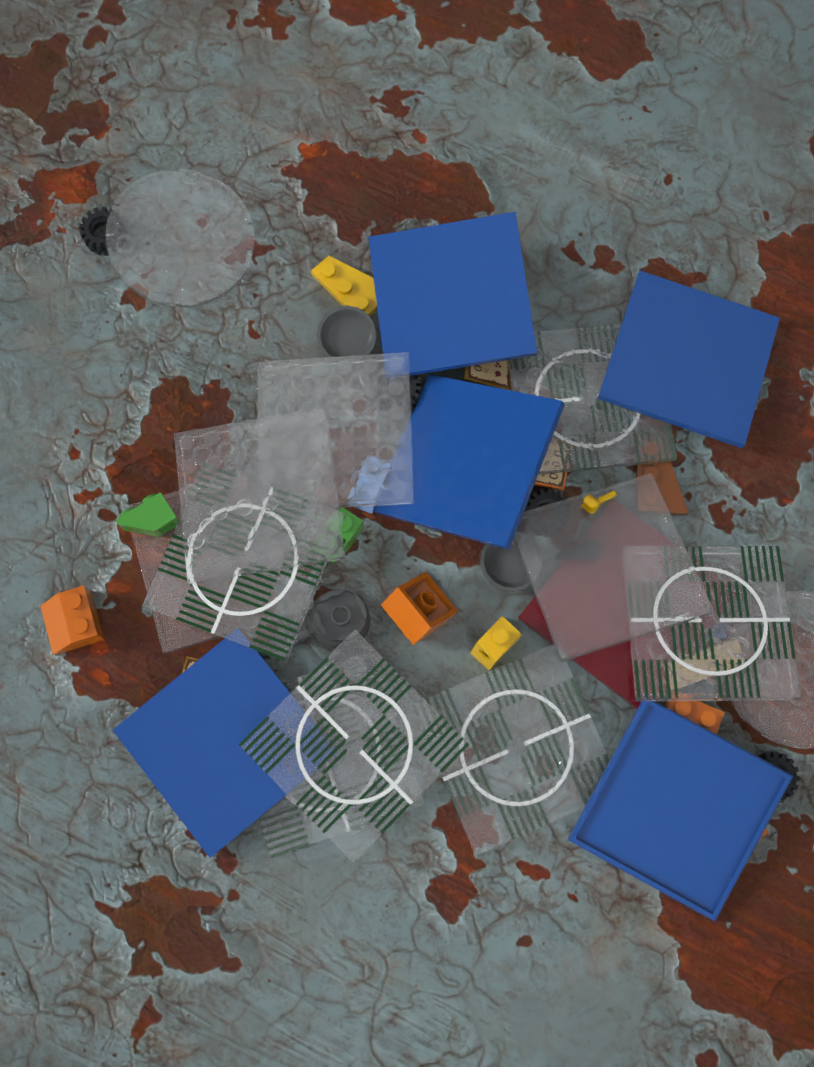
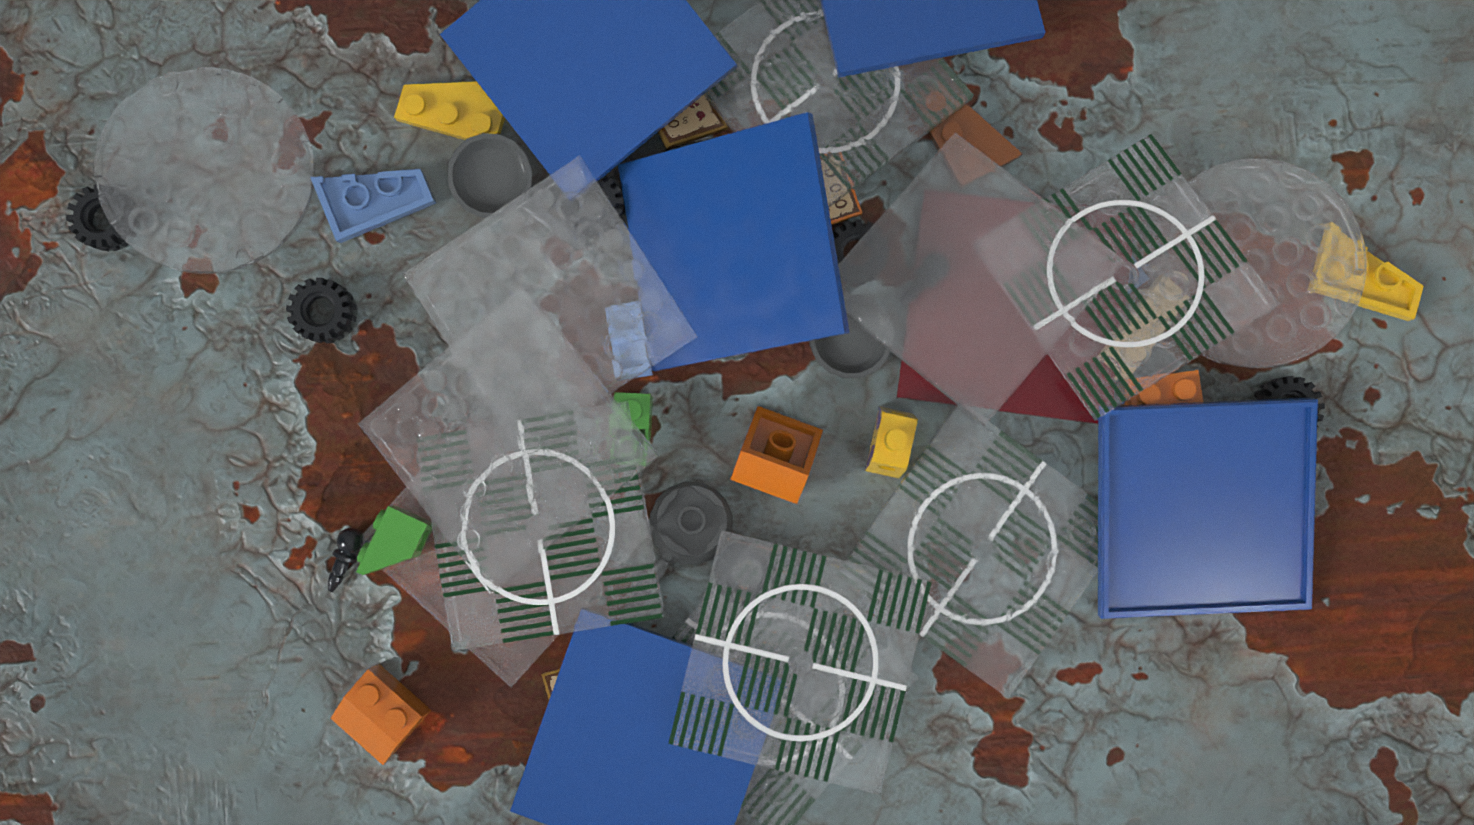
camera: 30 degrees left, 10 degrees up
(119, 504) = (348, 546): none -> black bar
(188, 345) = (301, 305): none -> black tyre
(263, 310) = (369, 201): none -> medium blue wing
(592, 504) = (908, 213): yellow hand -> none

